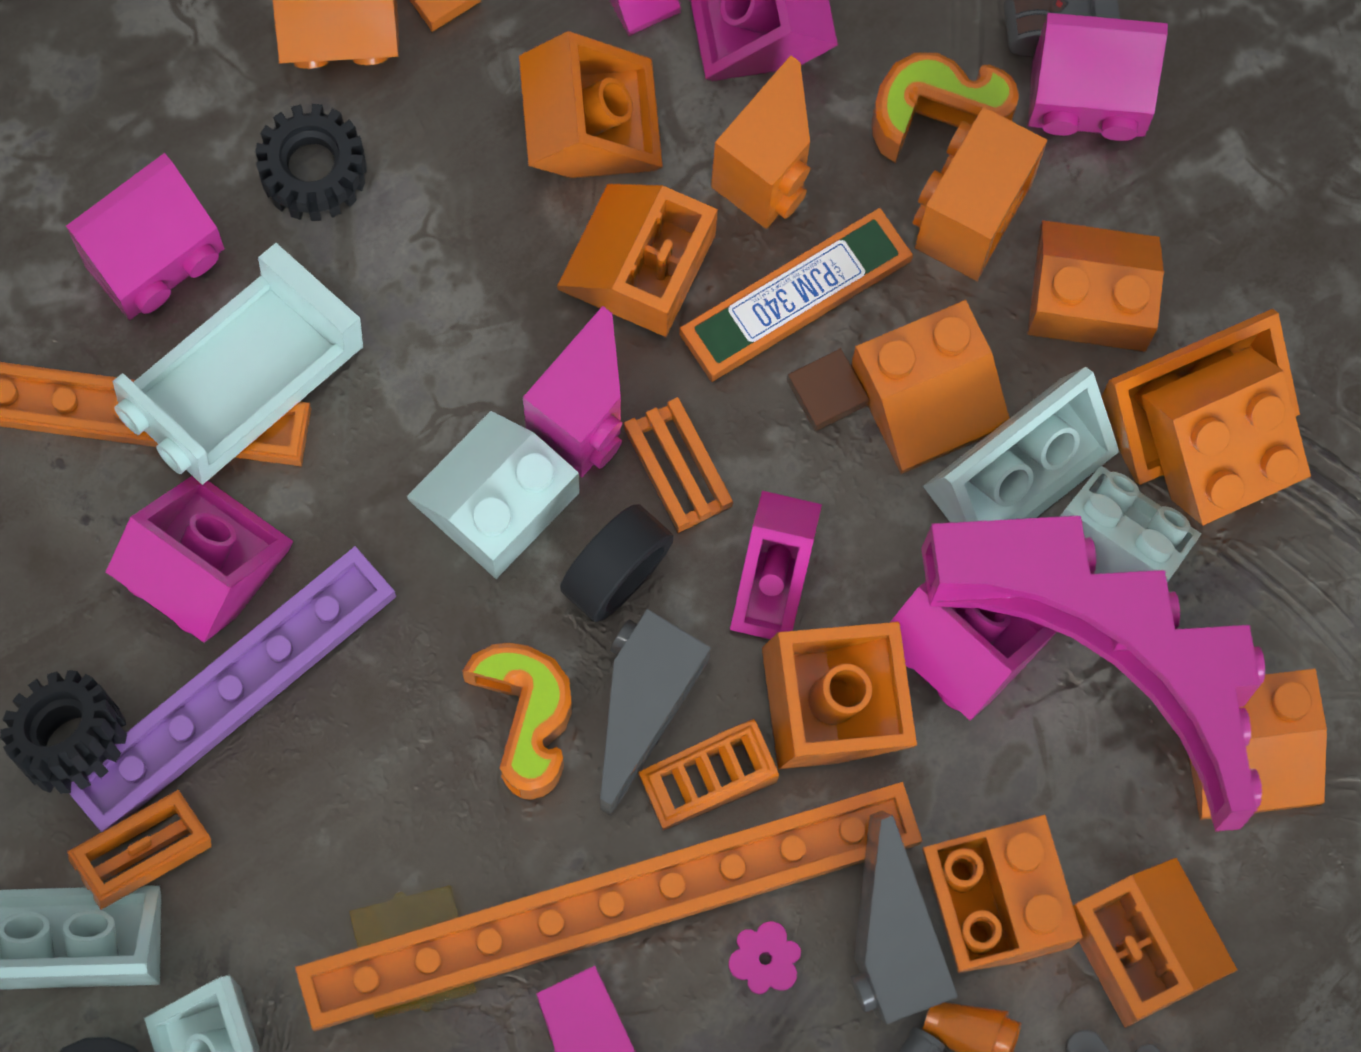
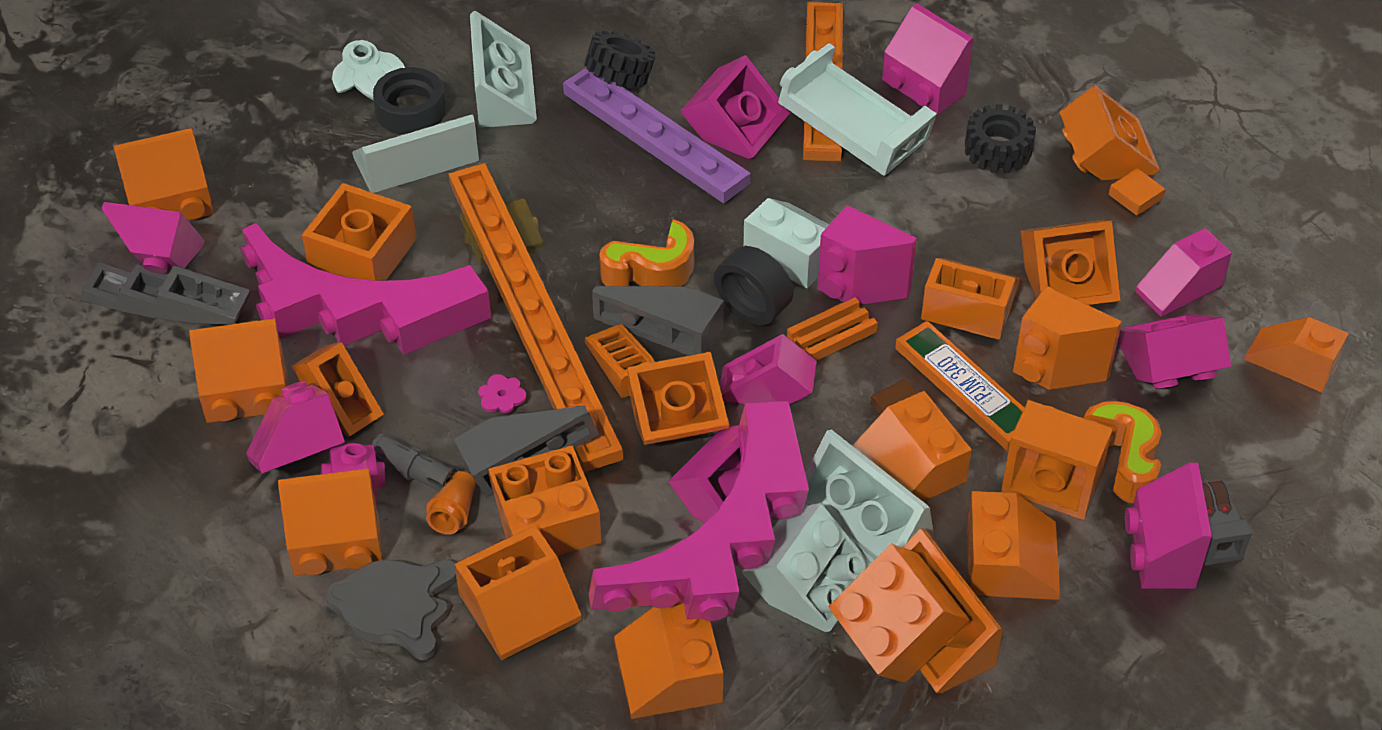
camera: 90 degrees right, 25 degrees down
(153, 867) = (549, 102): orange tile -> none

